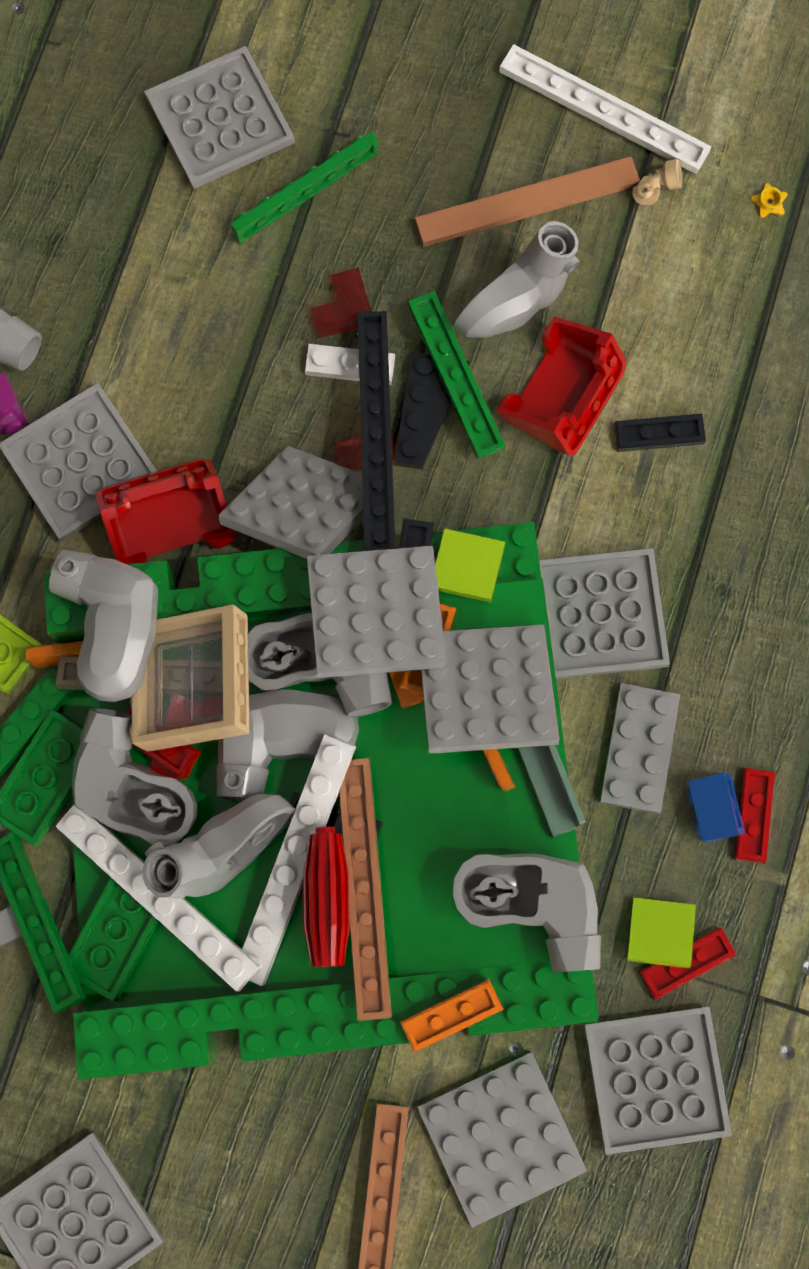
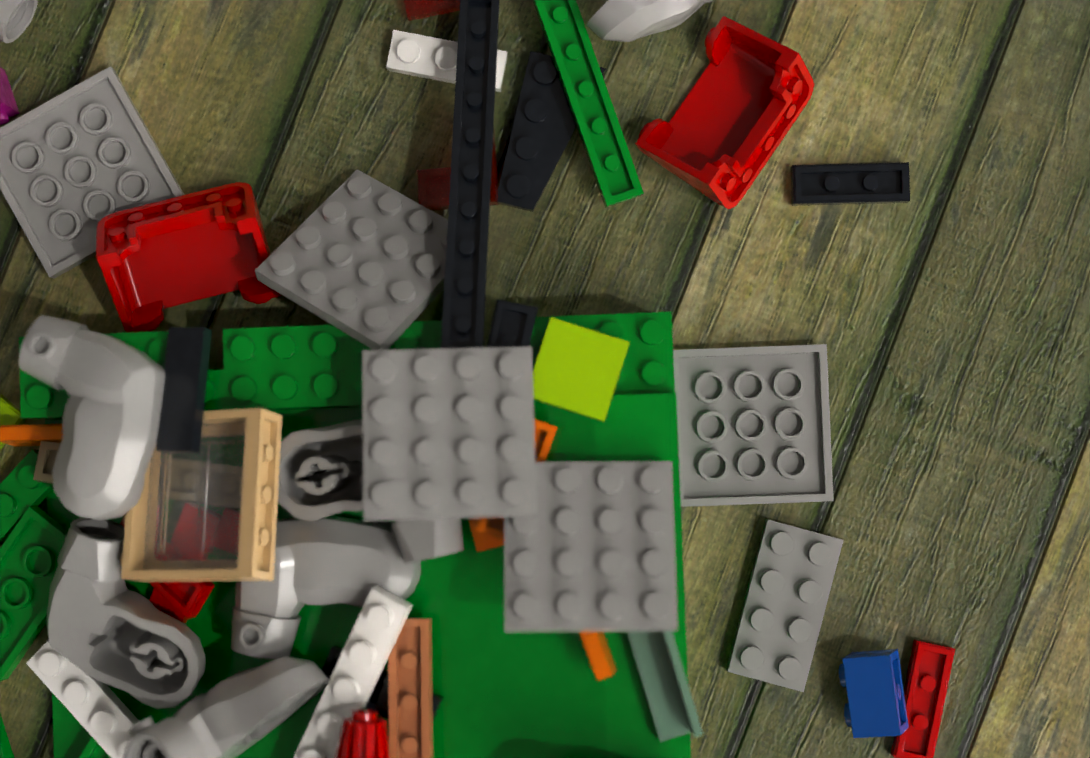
camera: 10 degrees right, 10 degrees up
(173, 599) = (184, 390): none -> black tile

